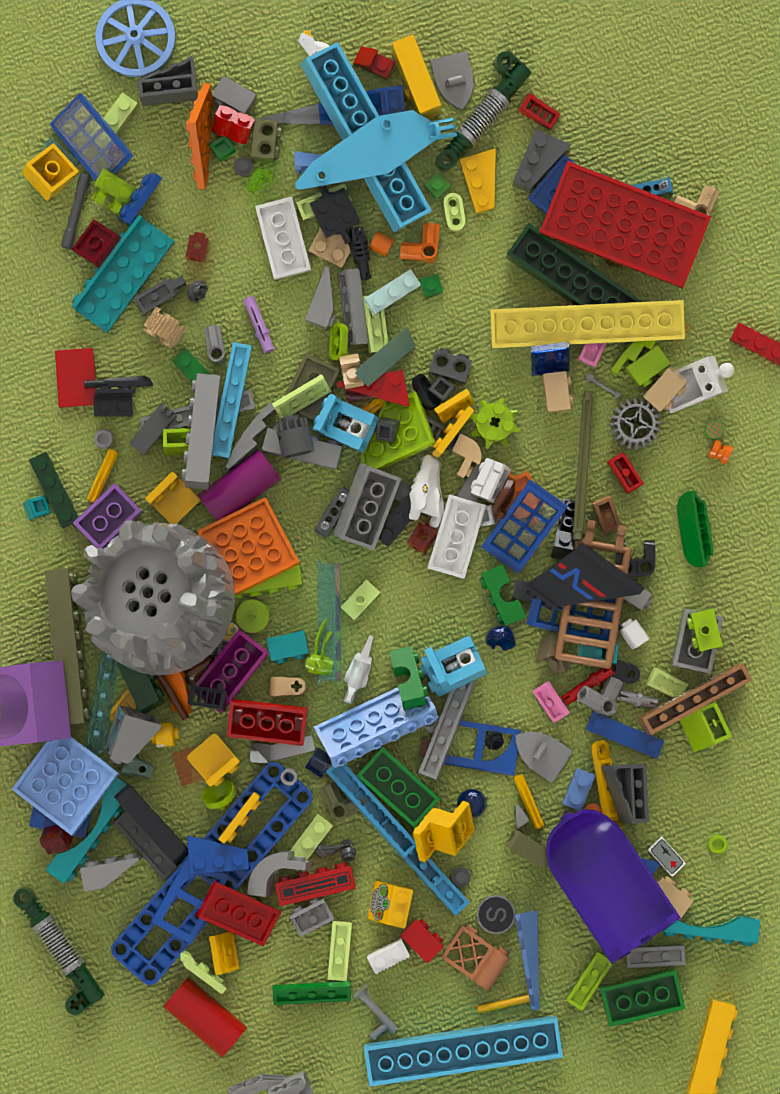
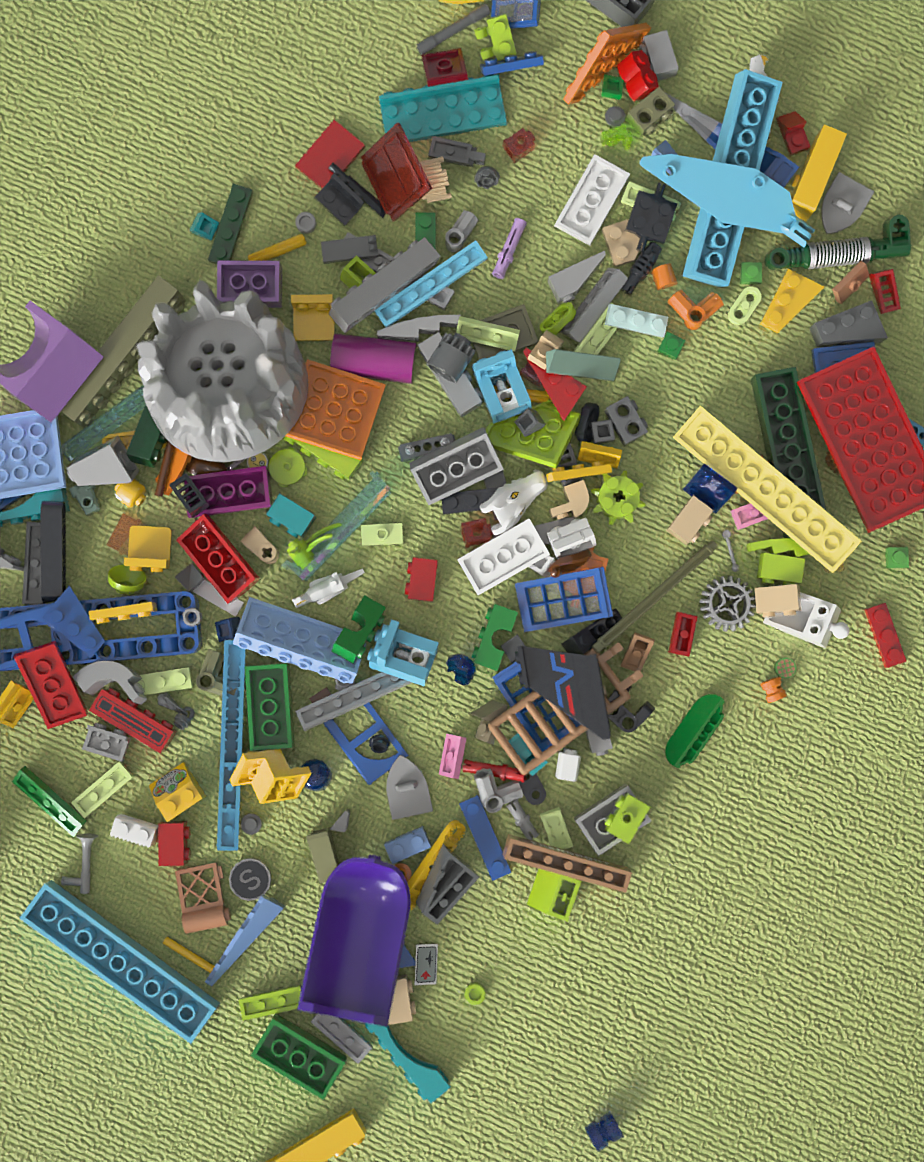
camera: 40 degrees right, 0 degrees up
(134, 348) = (395, 172): none -> clear red piece
(417, 604) = (422, 579): none -> red brick
(510, 128) = (851, 282): none -> nougat plate
(528, 801) = (360, 816): yellow axle -> none
(717, 284) = (897, 557): none -> bright green plate

